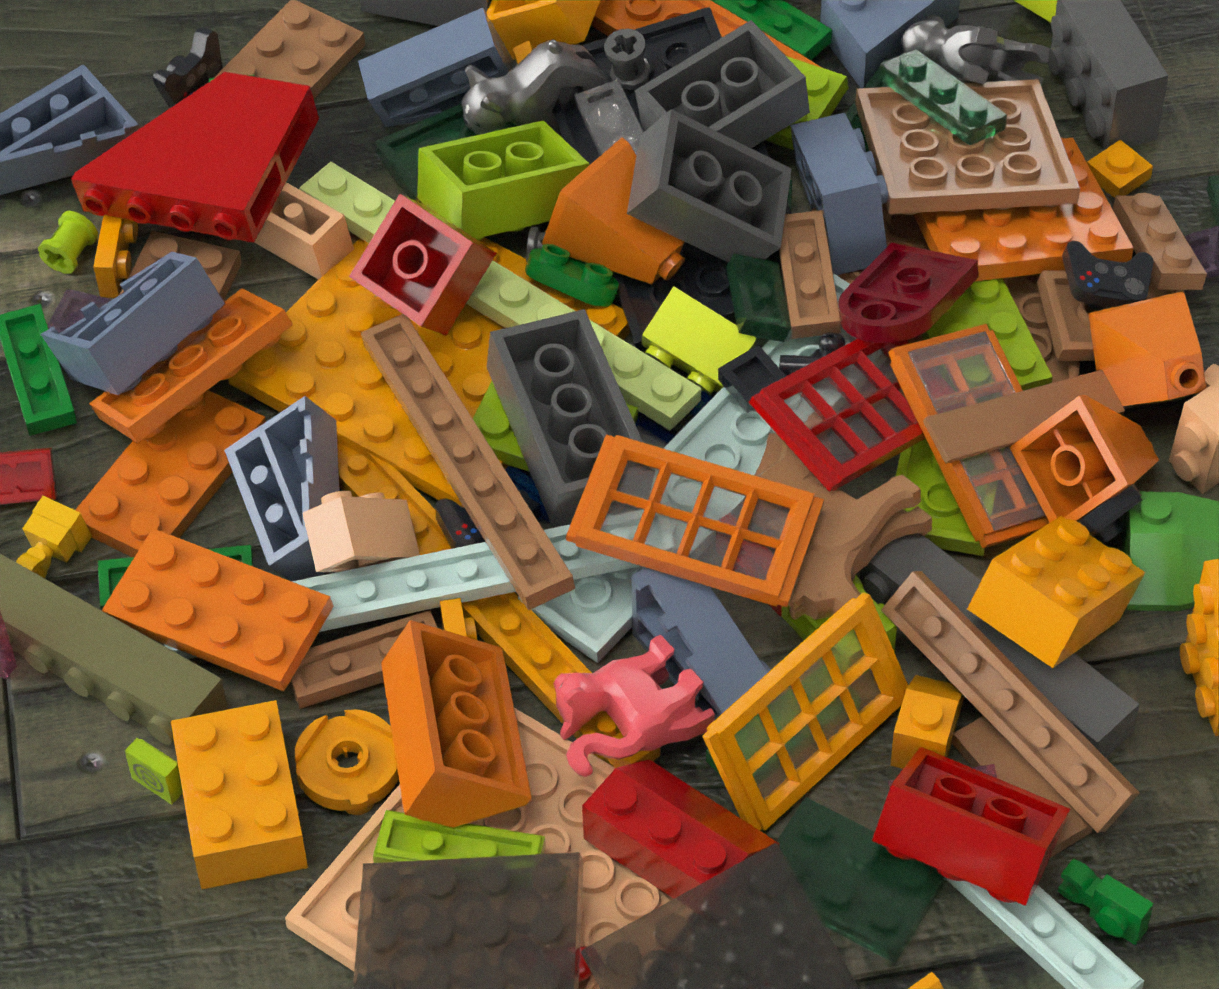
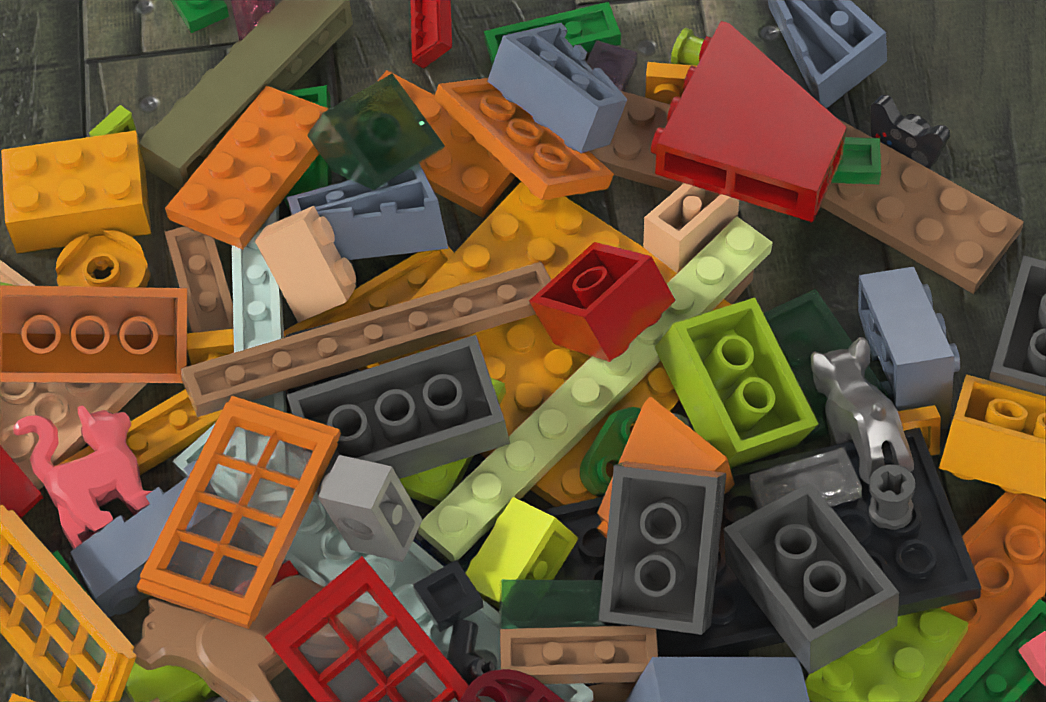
camera: 95 degrees right, 5 degrees up
(52, 532) = (363, 56): yellow piece -> none
(195, 482) = (375, 135): none -> clear green slope
(678, 416) = (370, 507): none -> light grey brick

